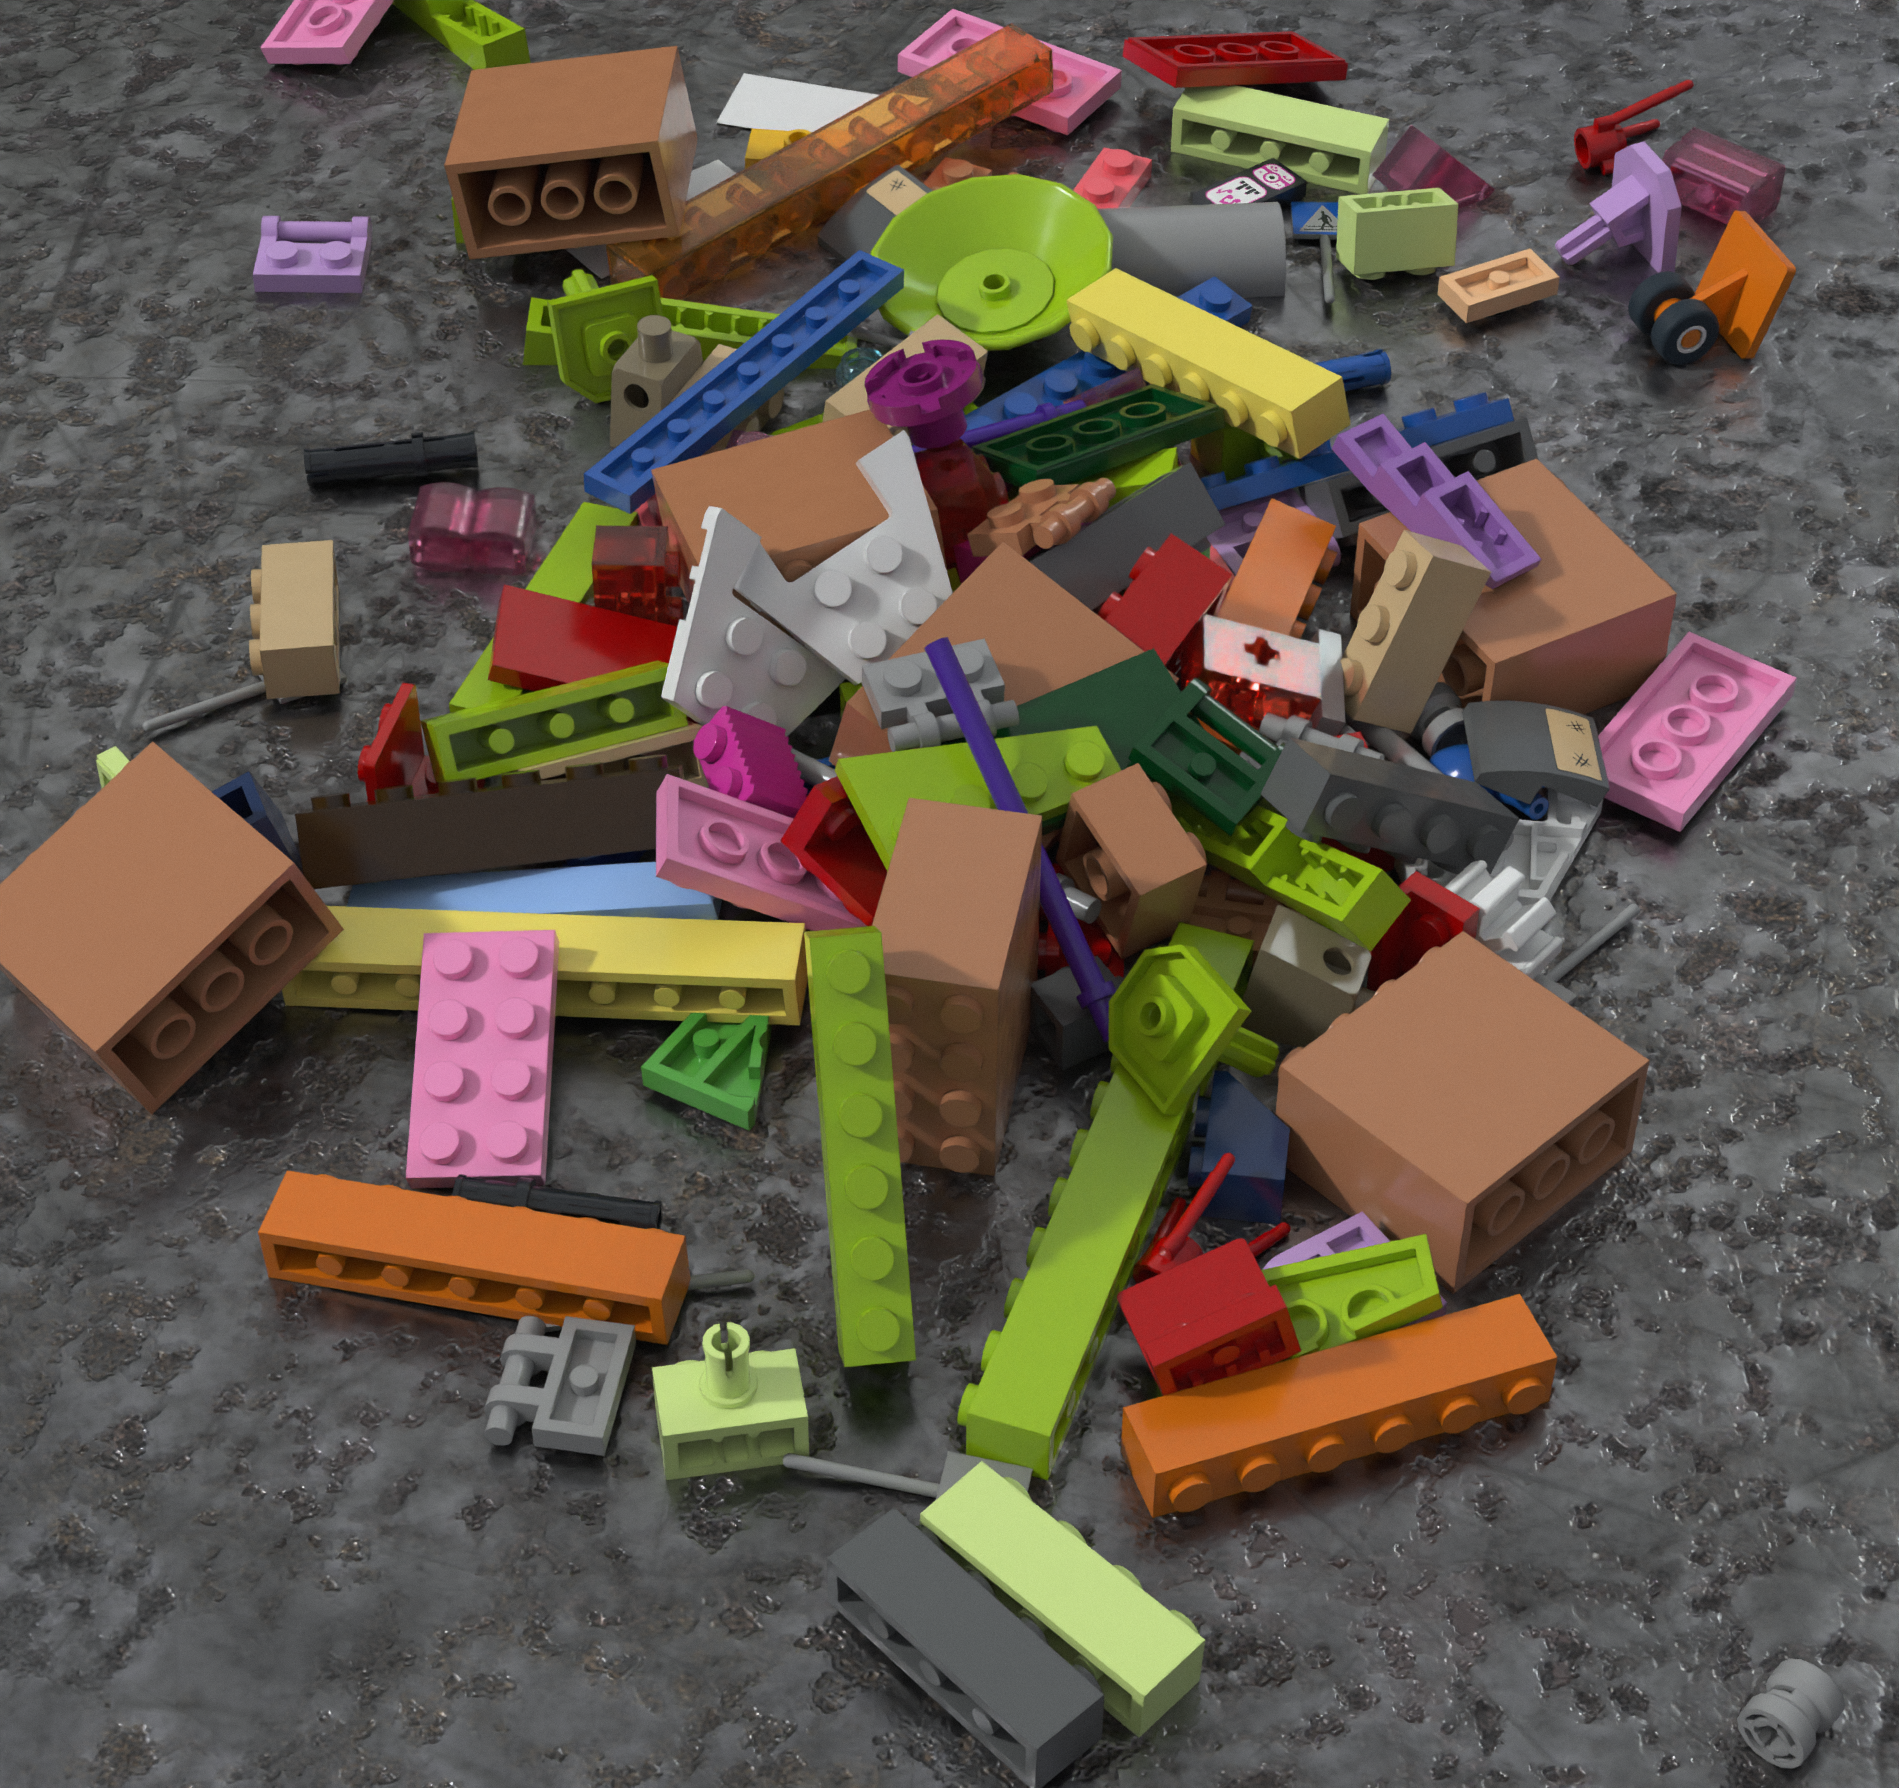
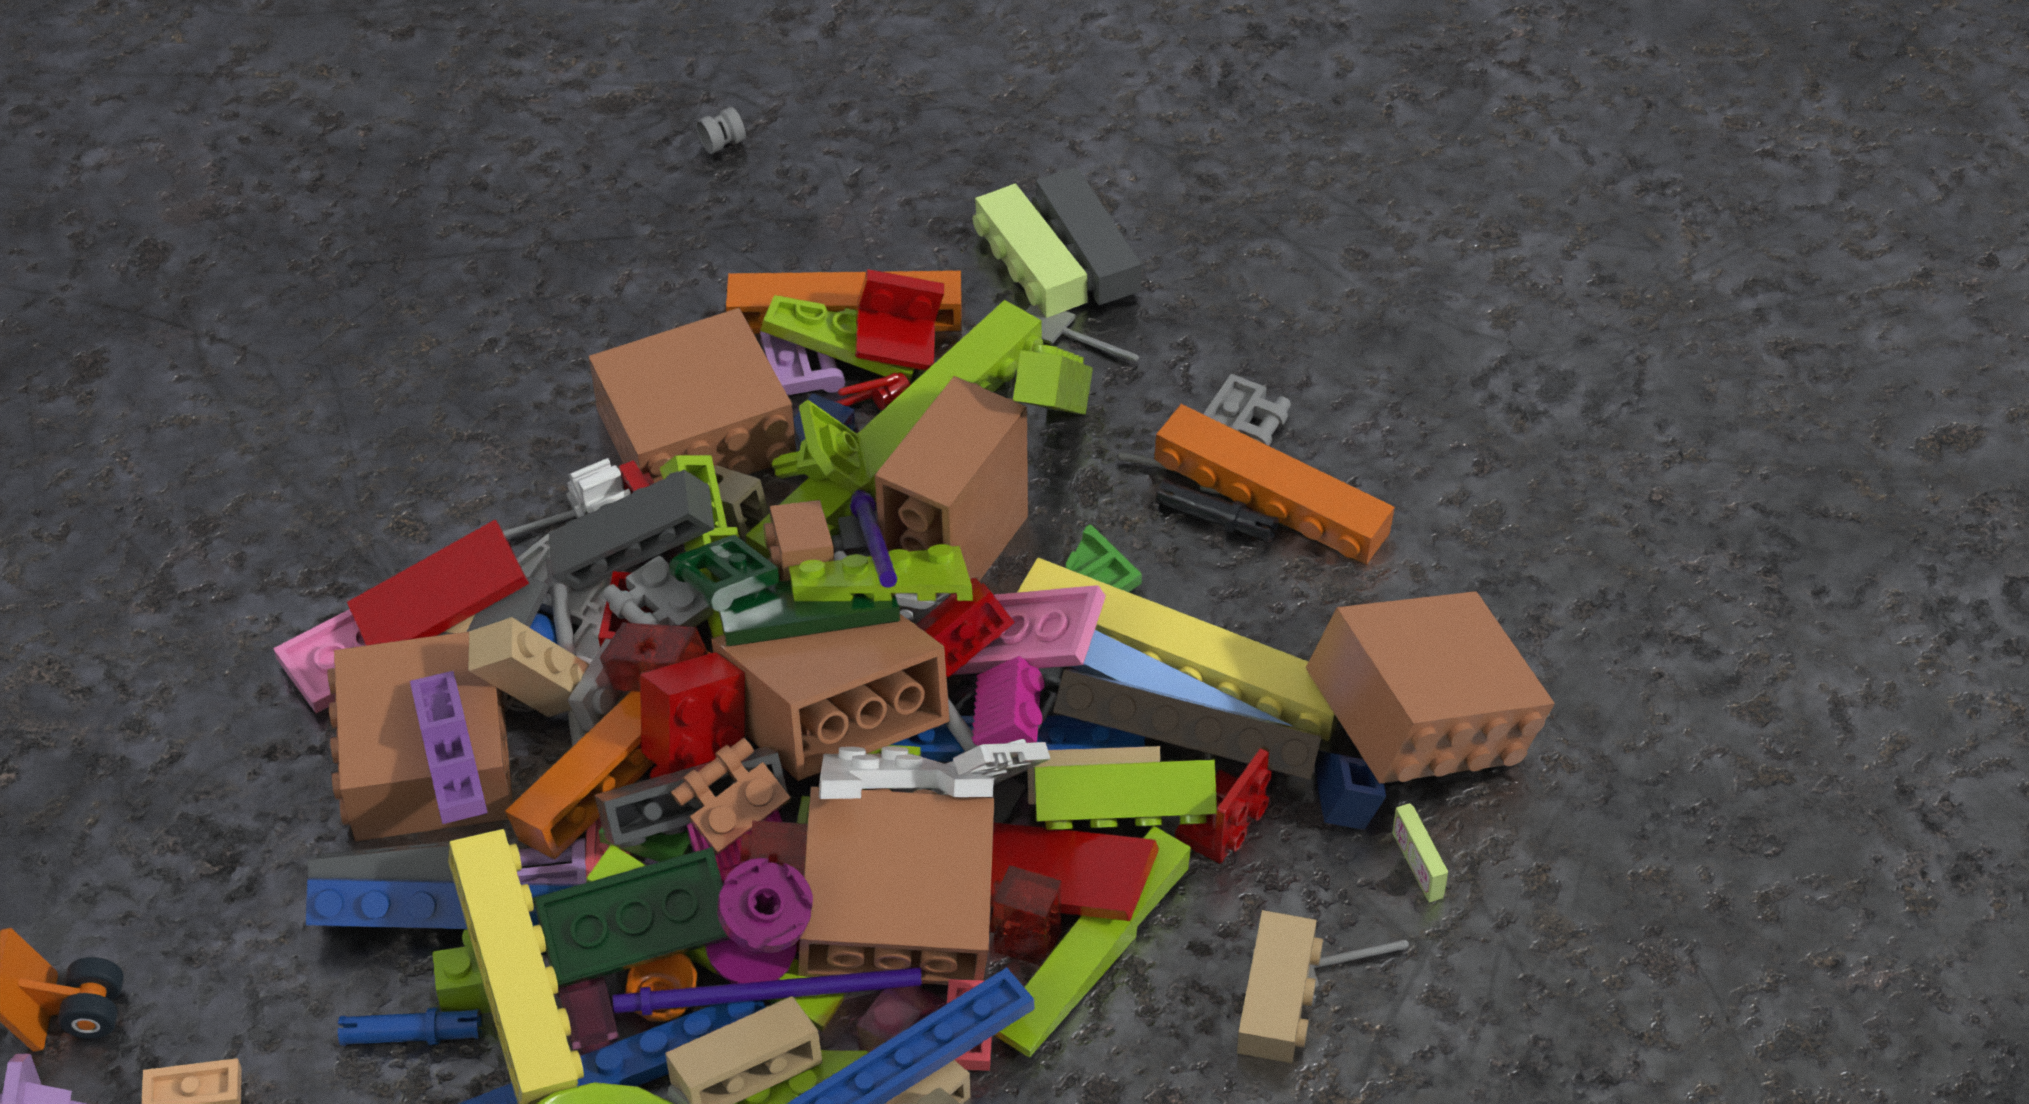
camera: 160 degrees left, 5 degrees up
(472, 529) = (1123, 1051): clear pink brick -> none
(483, 1057) = (1236, 587): bright pink plate -> none
(730, 1408) = (1159, 371): yellowish green brick -> none
(914, 706) = (885, 629): light grey plate -> none
(1617, 738) = (440, 589): none -> red tile

